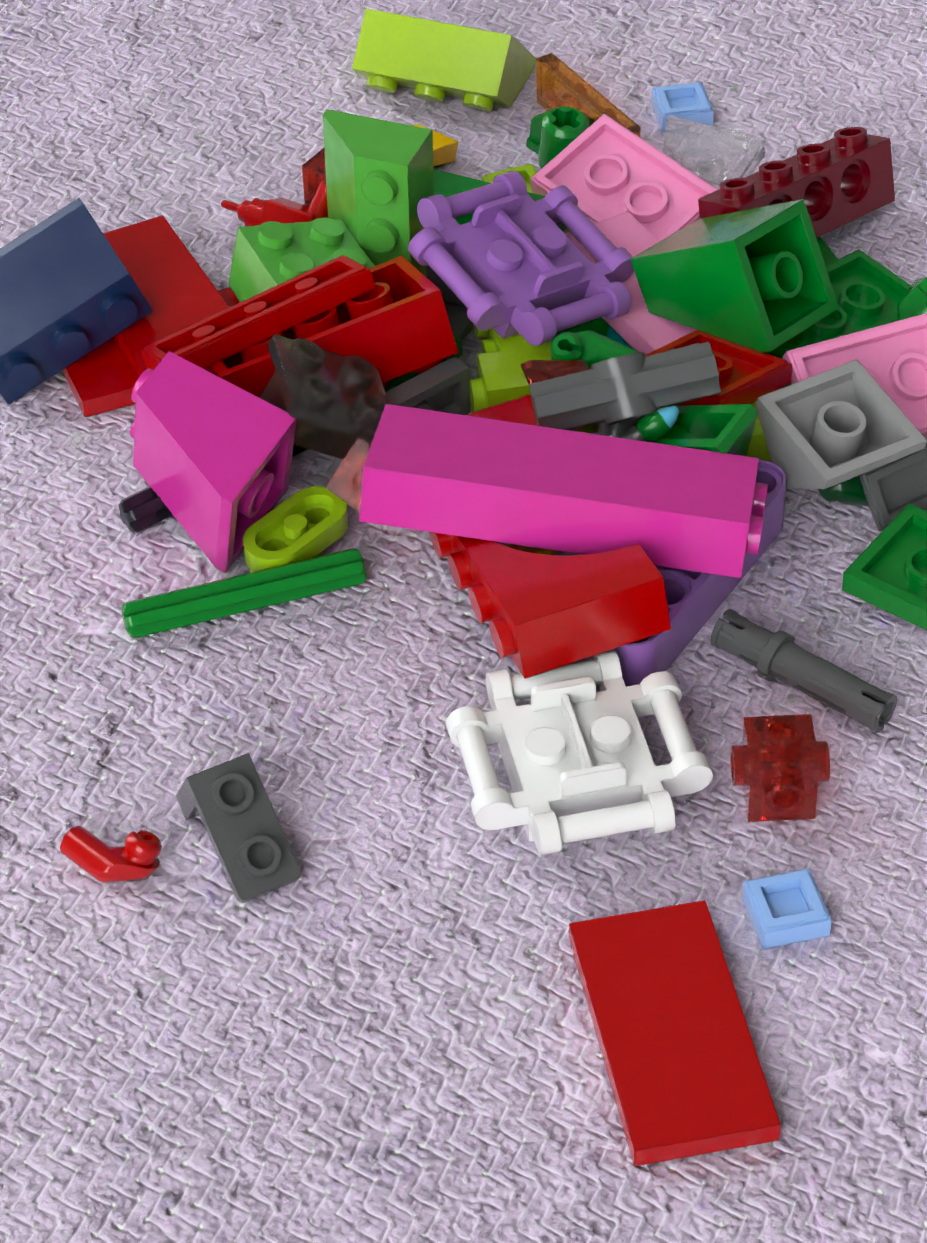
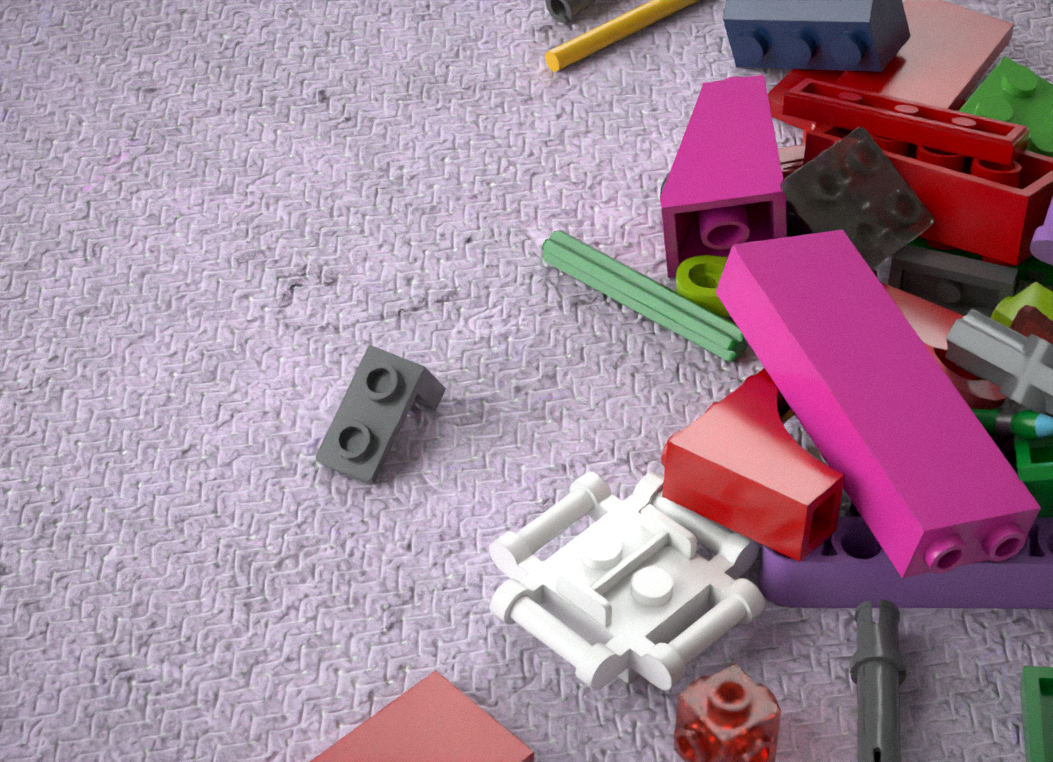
camera: 55 degrees right, 0 degrees up
(111, 864) = (295, 364): red arm -> none

